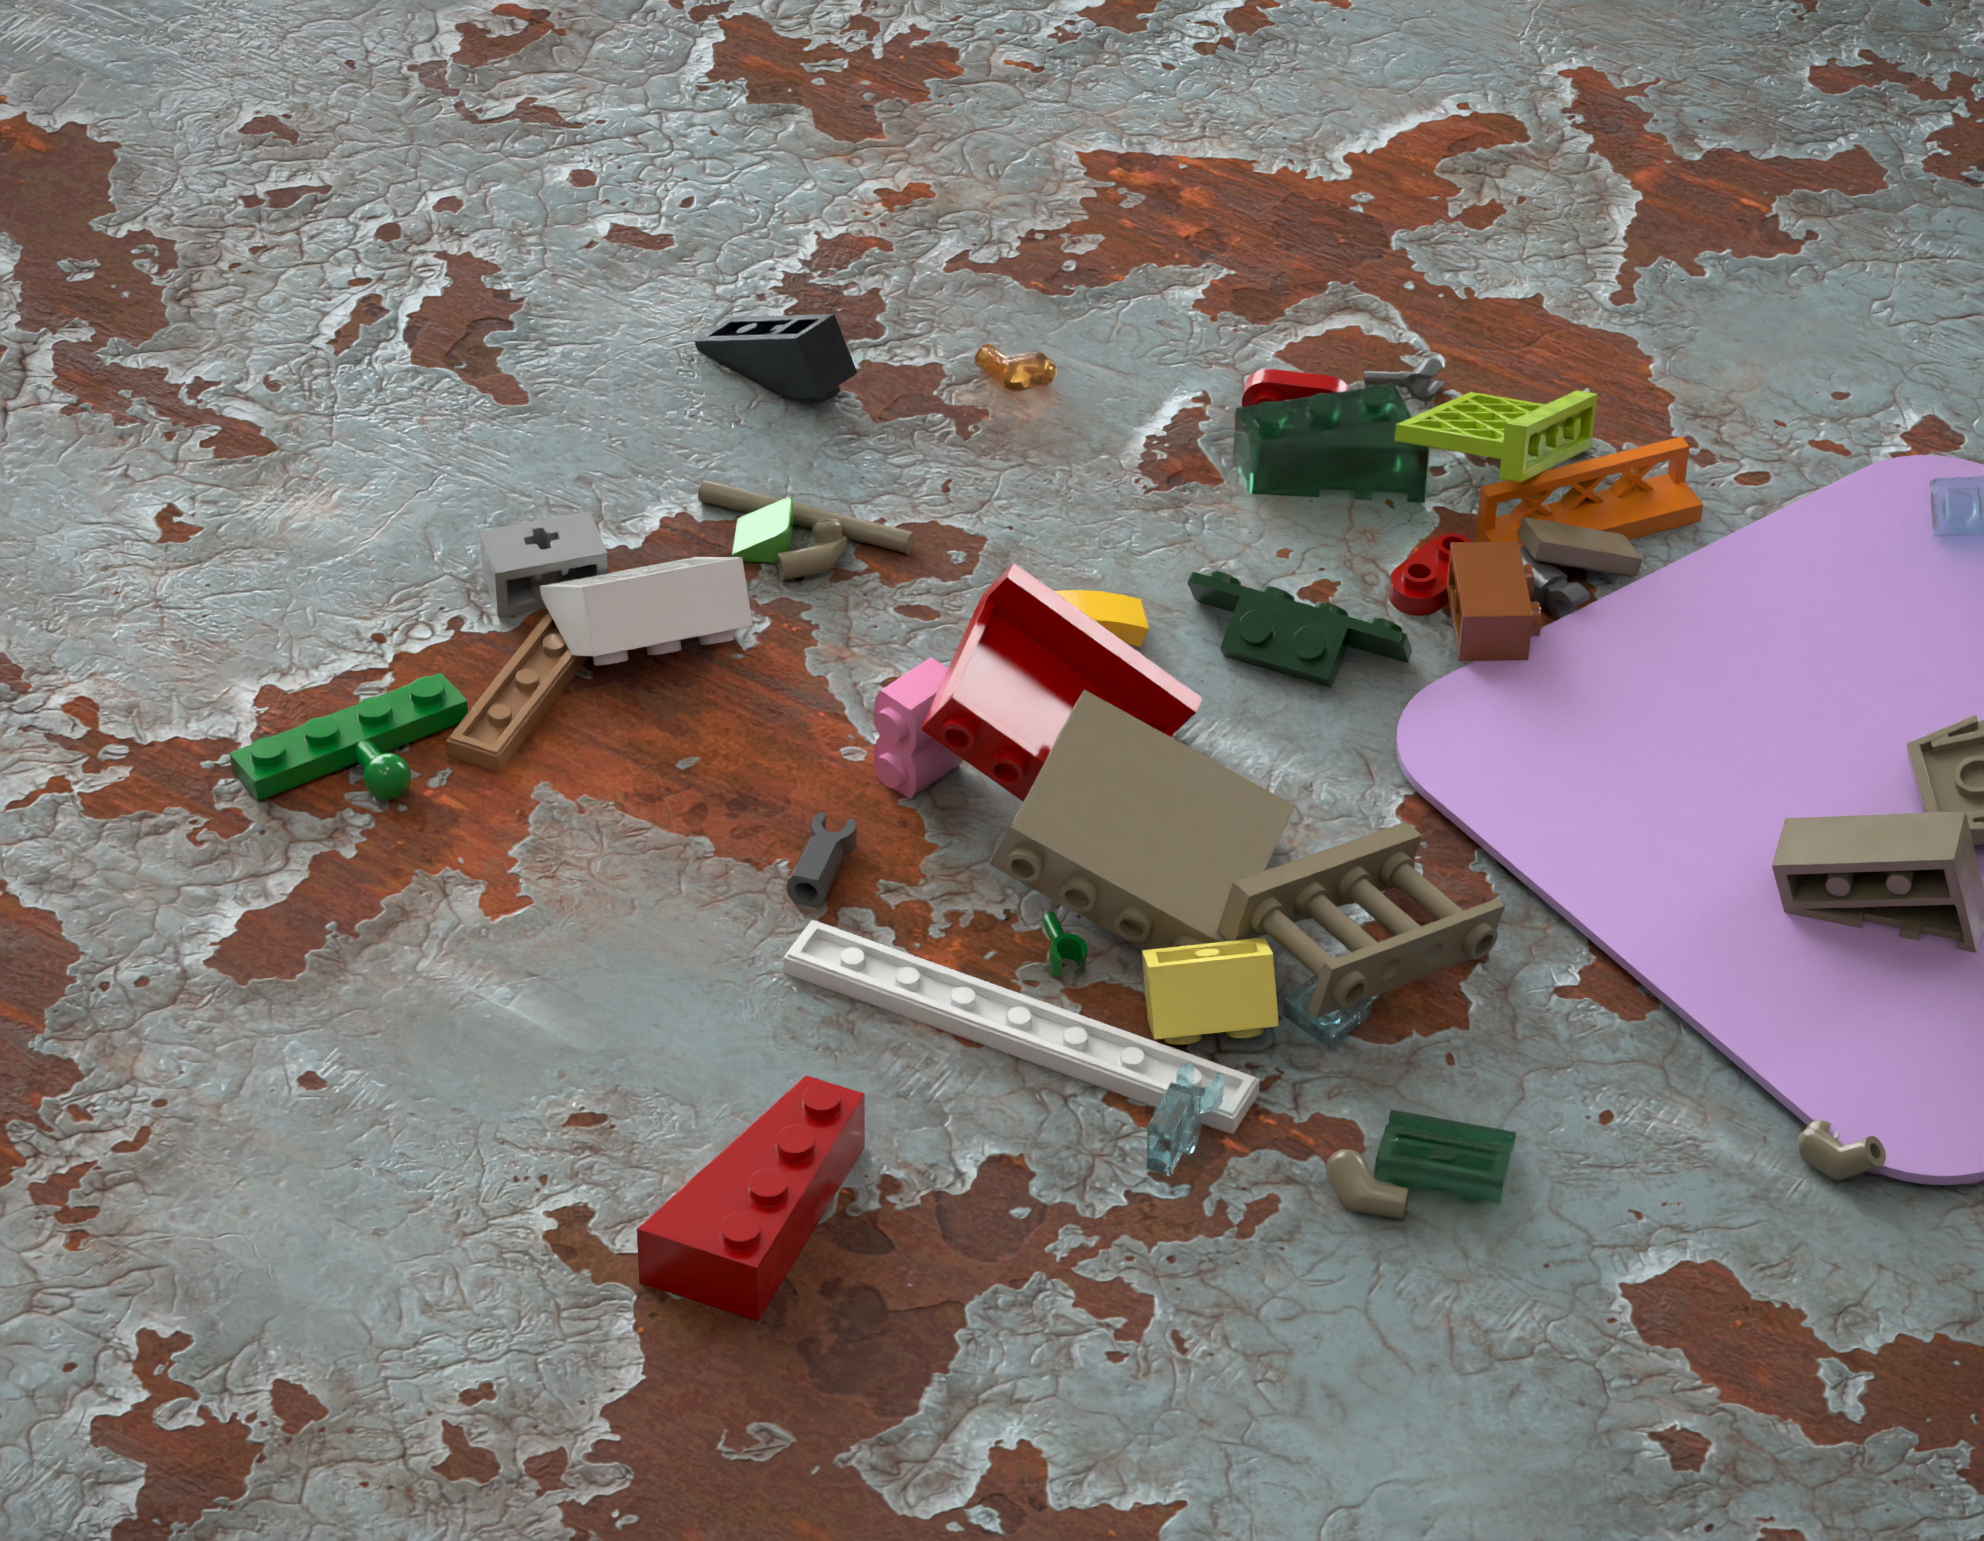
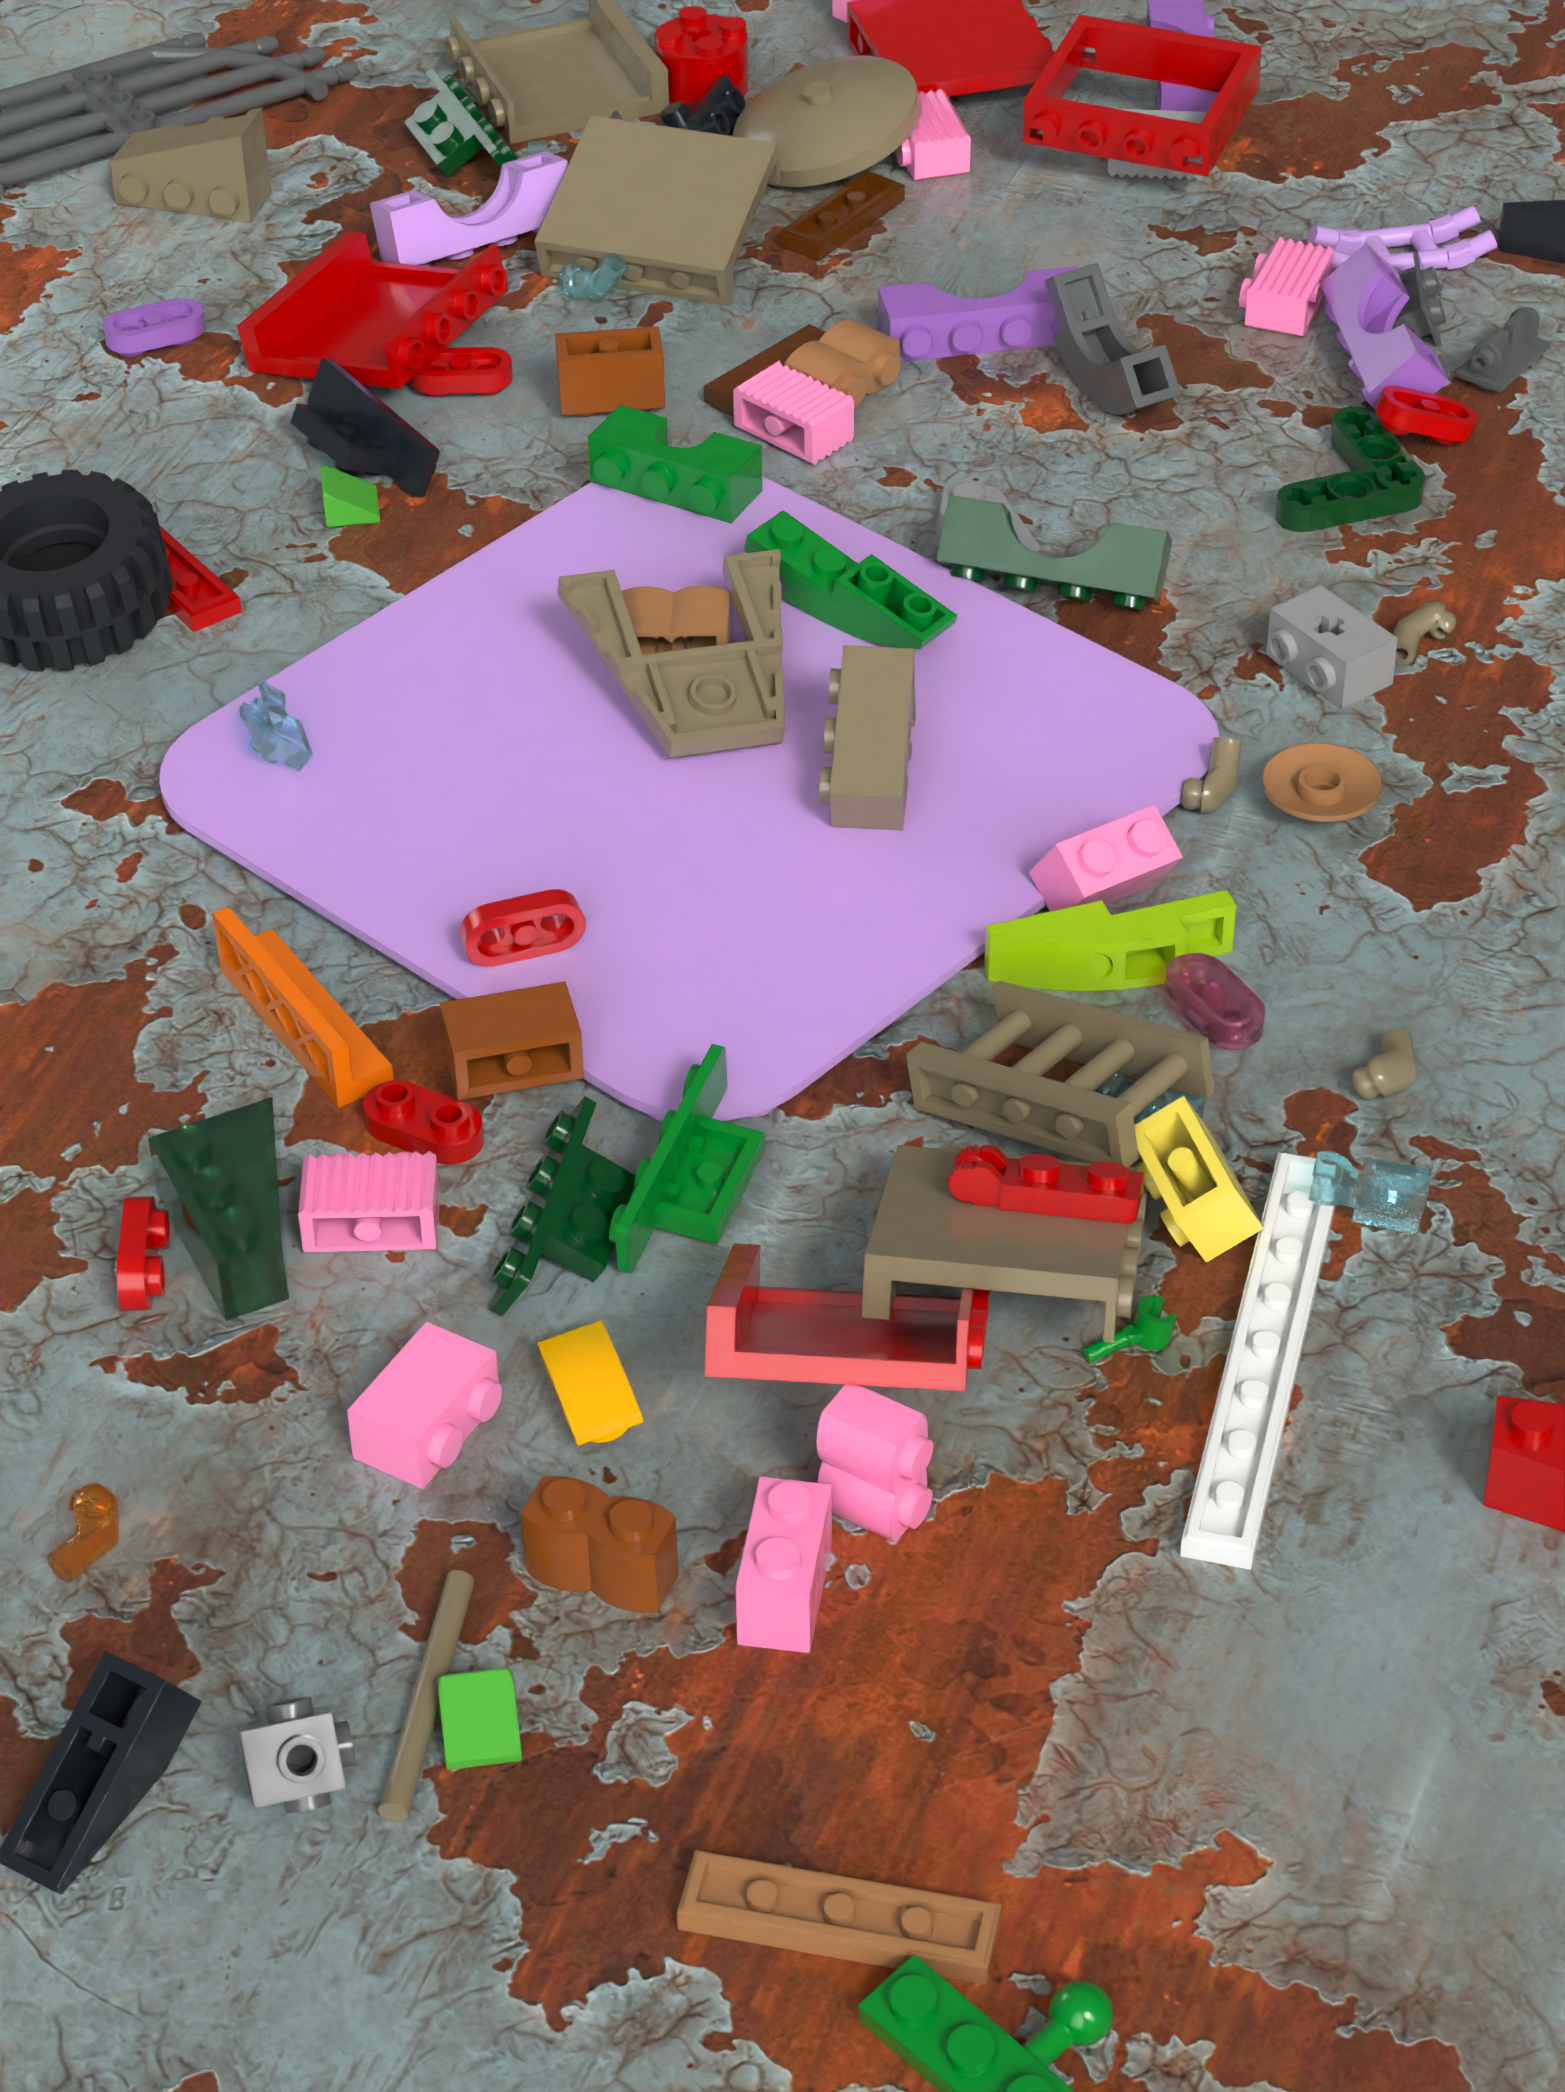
camera: 100 degrees left, 0 degrees up
(537, 554) = (611, 1934): light grey brick -> none
(650, 607) = (688, 1787): white slope -> none
(748, 427) = (268, 1742): none -> brick
(820, 554) = (499, 1649): dark tan arm -> none
(820, 862) = (1074, 1552): dark grey bar -> none
(837, 682) = (784, 1564): none -> bright pink brick
(902, 596) = (600, 1543): none -> dark orange brick
(1084, 529) = (424, 1405): none -> bright pink brick
(1169, 848) = (1045, 1186): none -> red hinge
(1316, 695) = (695, 1171): none -> green bracket
(1324, 523) = (369, 1202): none -> bright pink brick
(1417, 382) = (61, 1162): dark grey hand -> none
(1445, 1156) = (1330, 1014): clear green plate -> none
(1482, 1078) = (1214, 1001): none -> clear pink plate
(1519, 432) = (214, 1013): lime fence -> none
(1553, 589) = (421, 1038): dark grey bar -> none
(1575, 1022) = (1101, 951): none -> lime slope
(1579, 547) = (380, 1000): dark tan tile -> none
(1646, 626) = (522, 928): none -> red plate
(1678, 1019) = (1107, 861): none -> bright pink brick
(1812, 1227) = (1322, 782): none -> medium nougat dish

